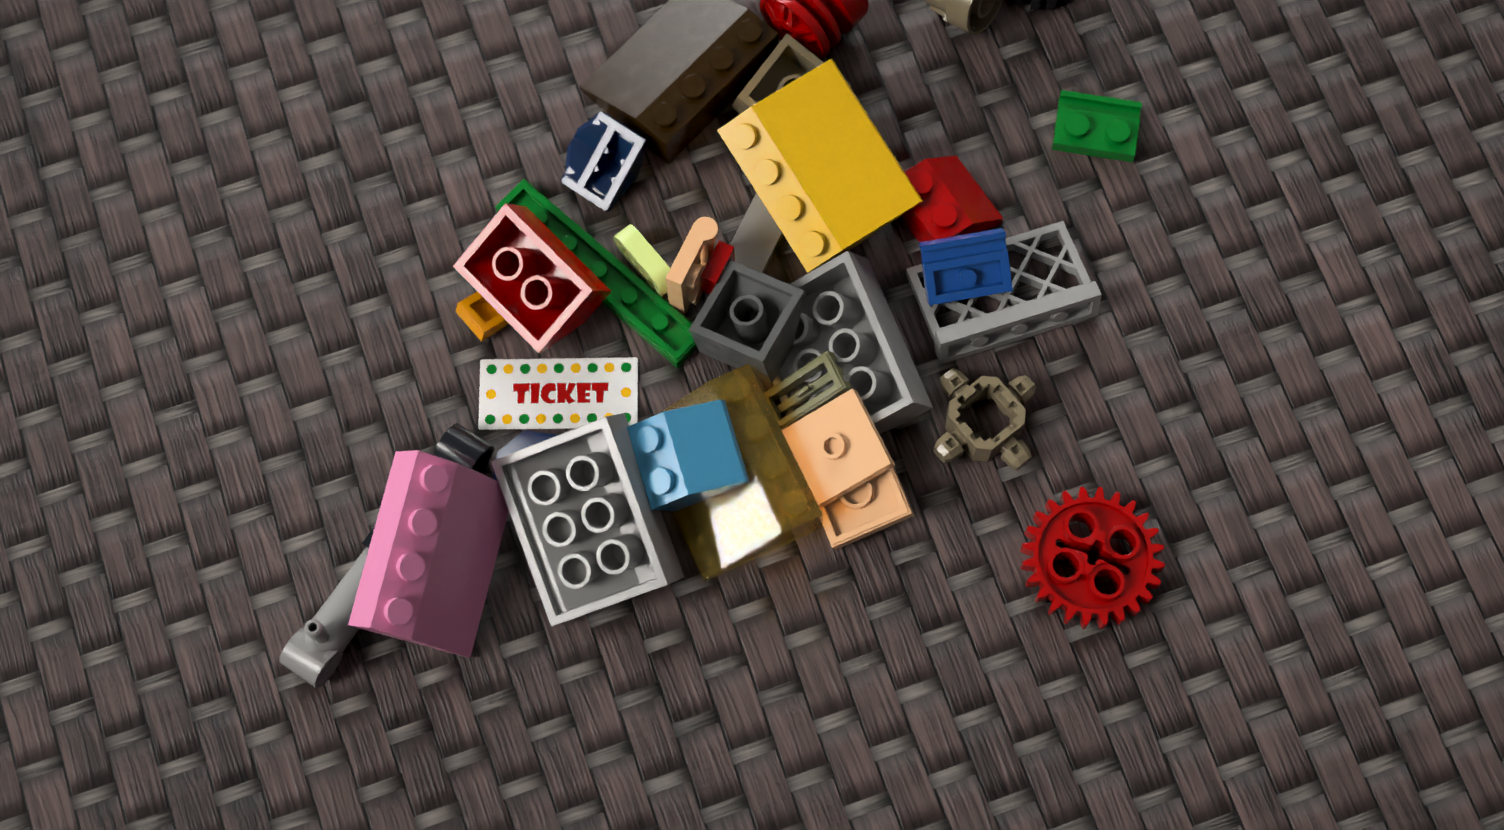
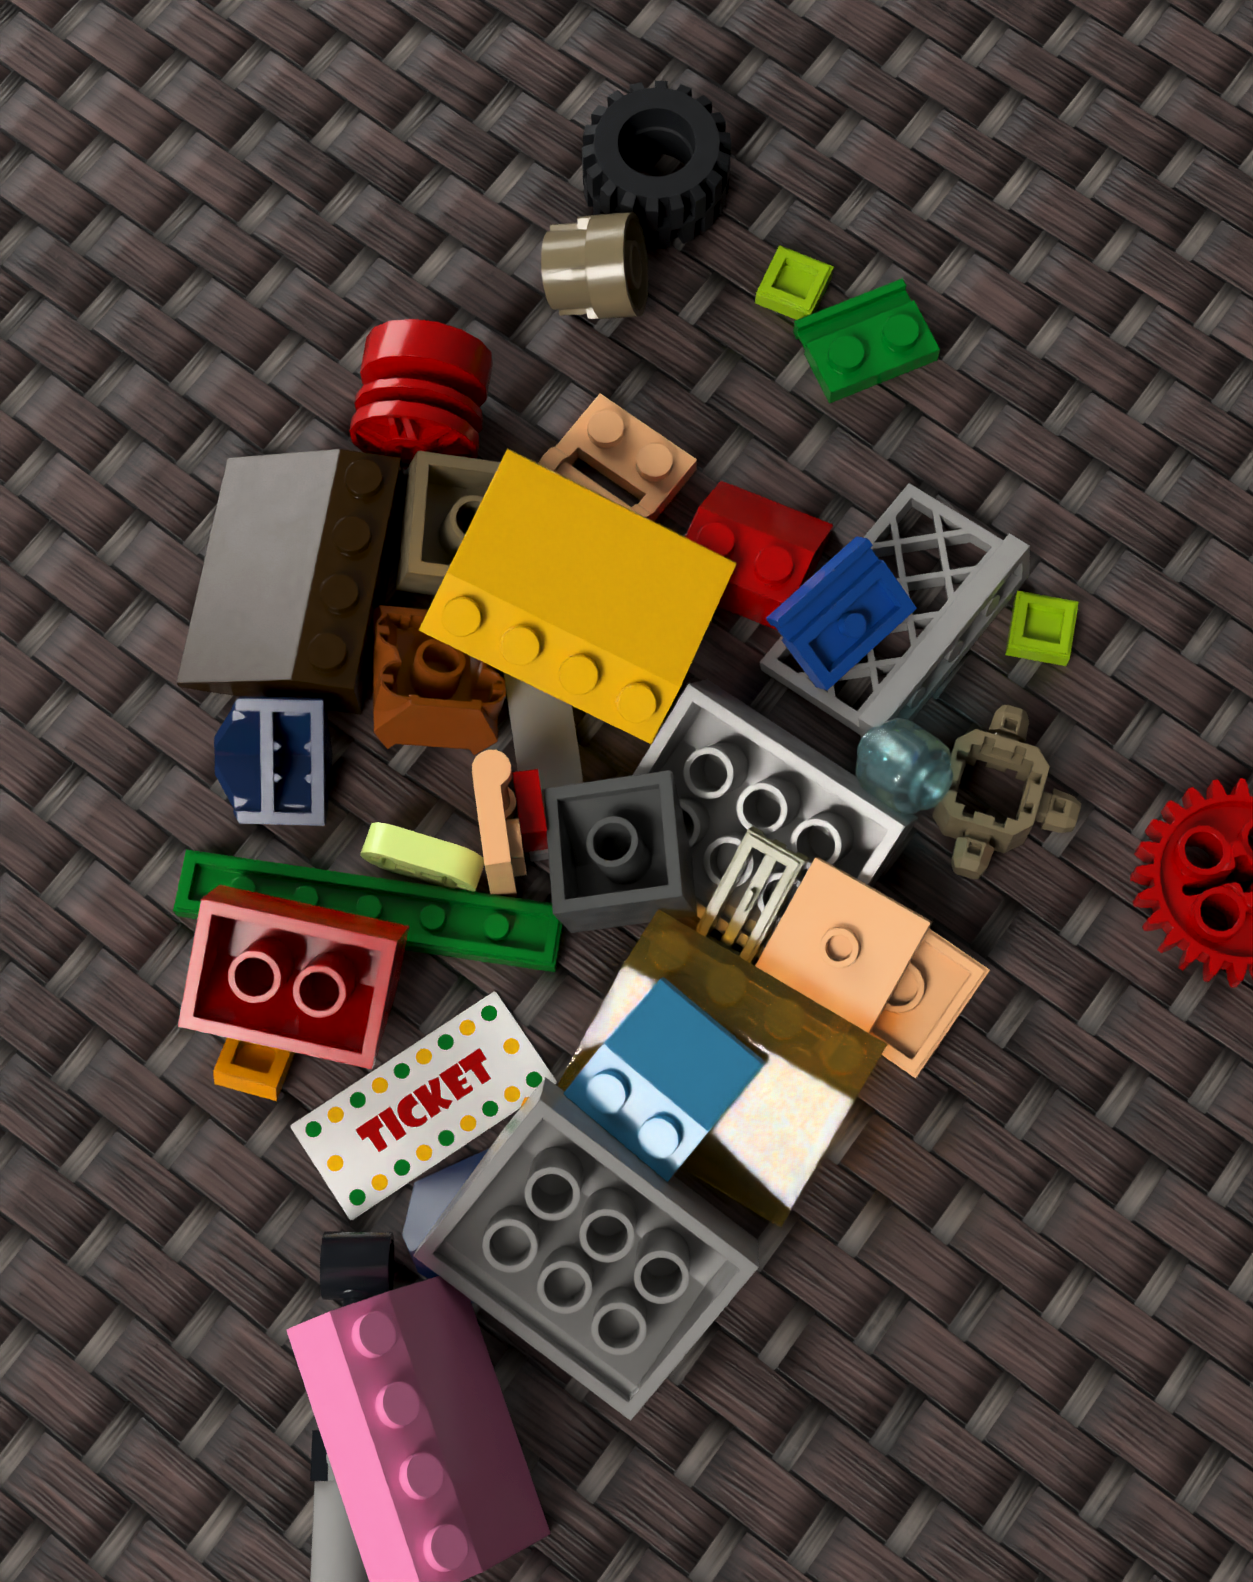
camera: 35 degrees left, 0 degrees up
(709, 173) = (429, 689): none -> dark orange slope
(912, 107) = (624, 453): none -> light nougat plate
(939, 371) = (904, 766): none -> clear light blue head
(1077, 69) = (793, 284): none -> lime tile
(1083, 348) = (1041, 628): none -> lime tile

